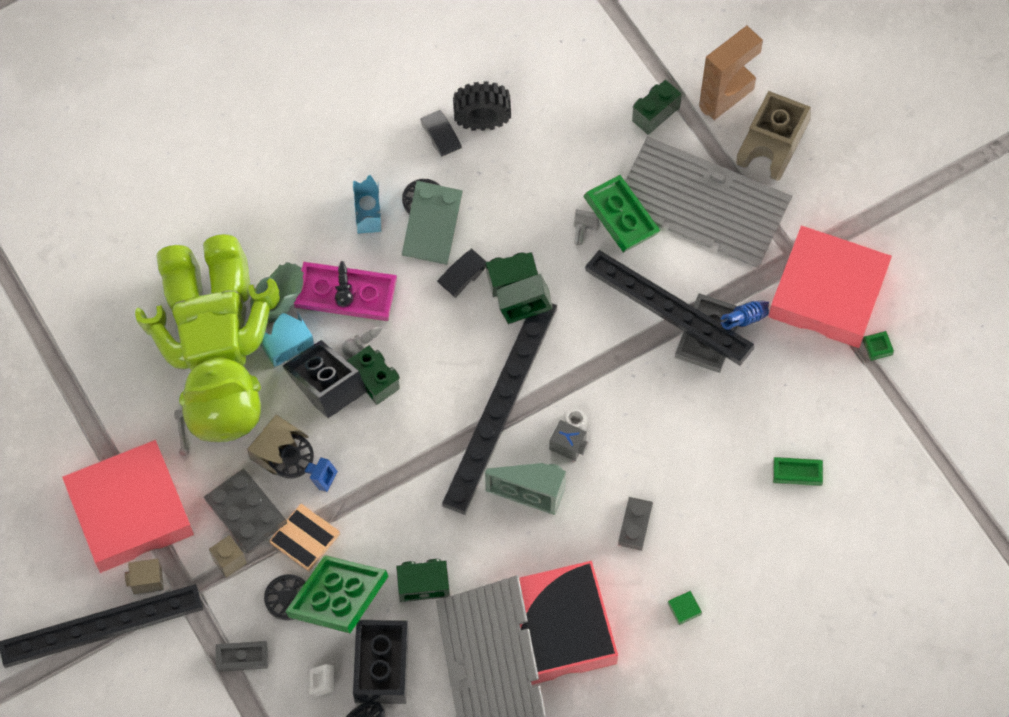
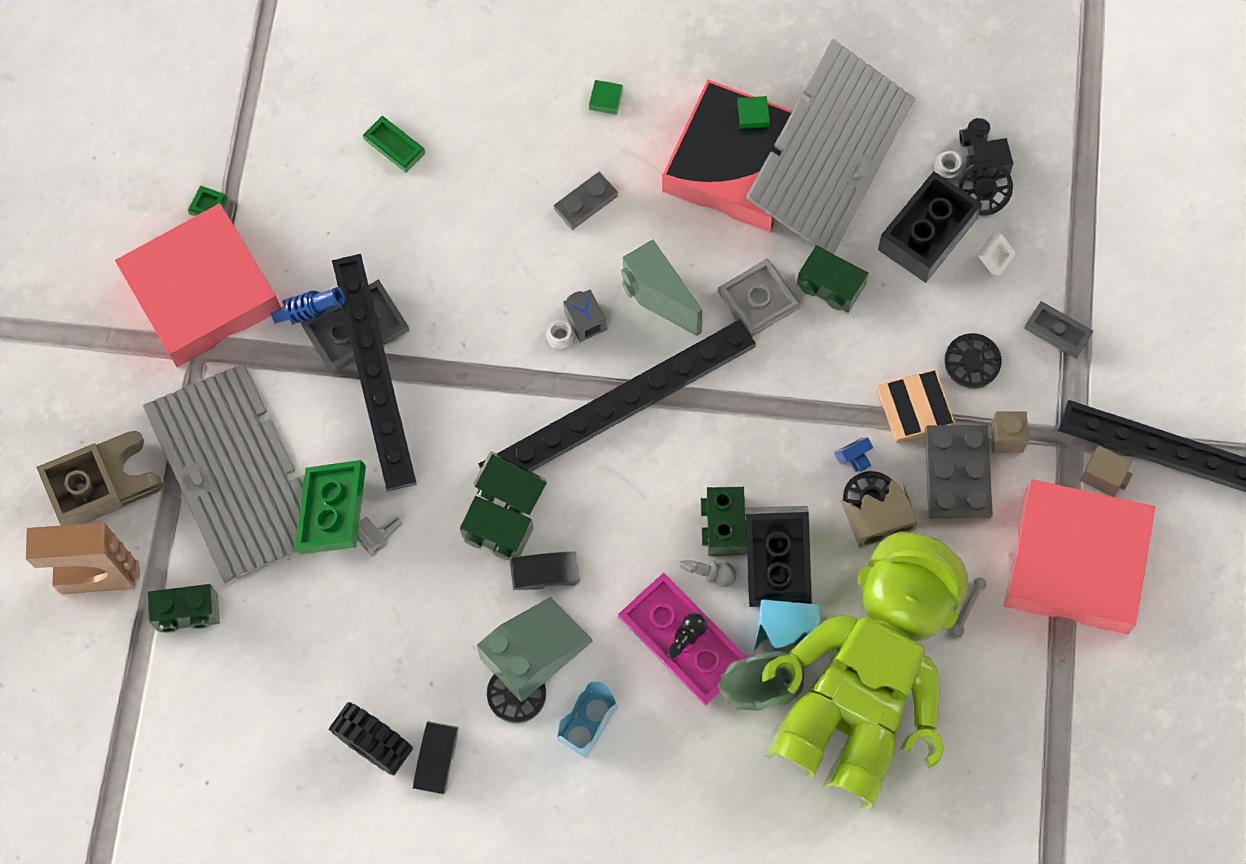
camera: 140 degrees left, 5 degrees up
(337, 594) = (929, 310): green plate -> none
(464, 538) = (759, 297): none -> light grey tile
(564, 648) = (753, 112): none -> green tile

